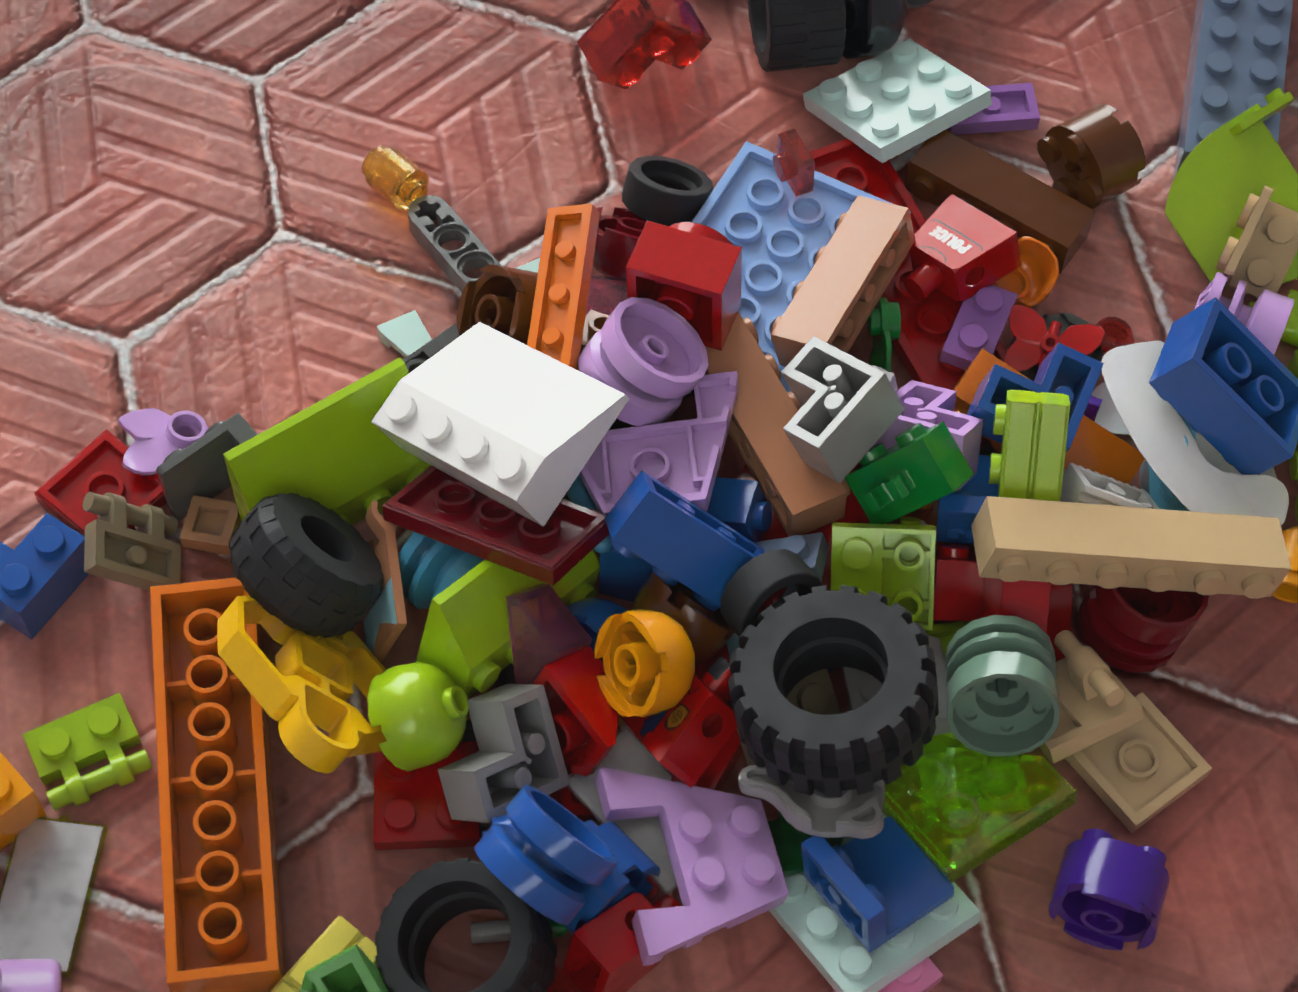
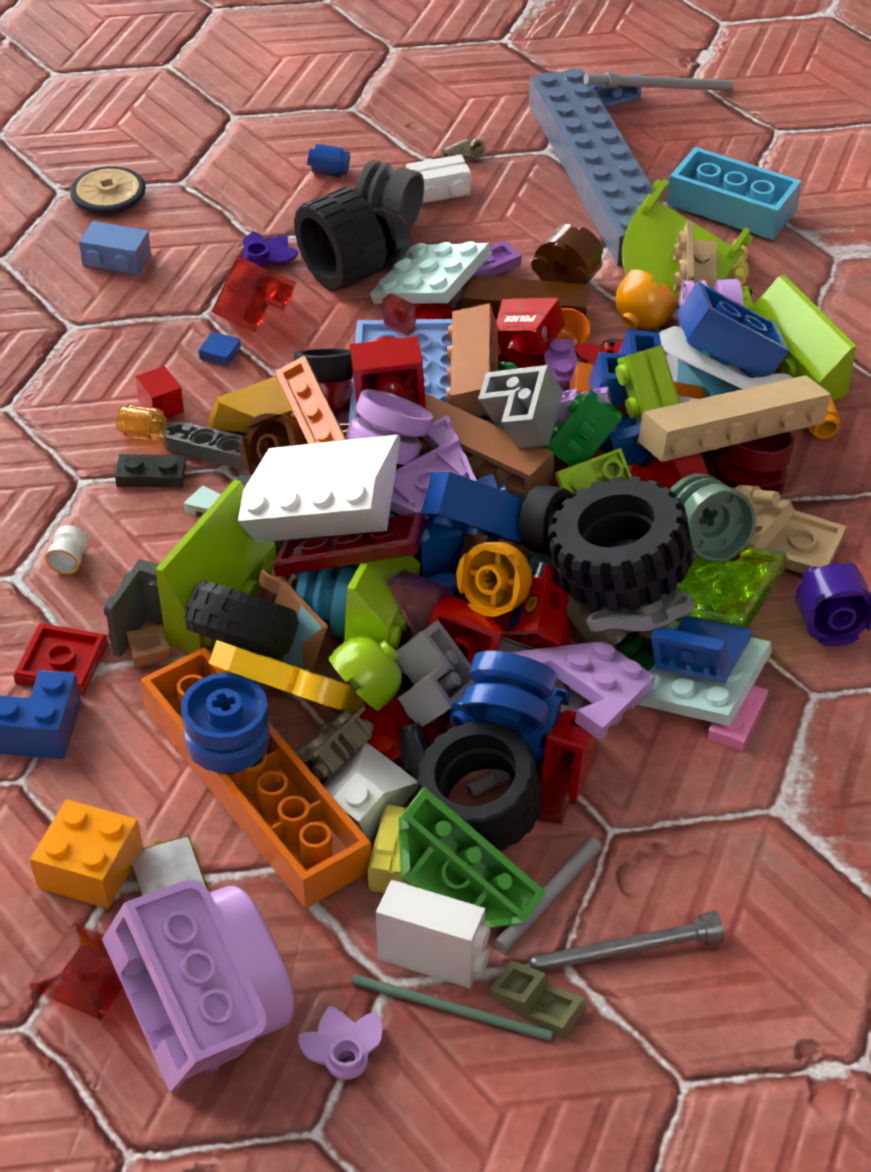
camera: 25 degrees left, 15 degrees down
(84, 739) = (145, 791): lime plate -> none
(129, 555) = (104, 669): dark tan plate -> none
(158, 436) = (82, 614): lavender plate -> none
(192, 715) = (225, 722): none -> blue wheel
(196, 336) = (67, 549): none -> white wheel
(303, 786) = (335, 742): none -> dark tan hinge
(337, 871) = (368, 785): none -> white slope
(369, 255) = (150, 470): none -> pearl dark grey plate
(429, 842) = (412, 745): none -> black cone
(441, 143) = (160, 390): none -> red brick
(521, 220) = (240, 407): none -> yellow slope
(562, 100) = (219, 349): none -> blue tile
(1155, 272) = (643, 302): none -> light orange cylinder

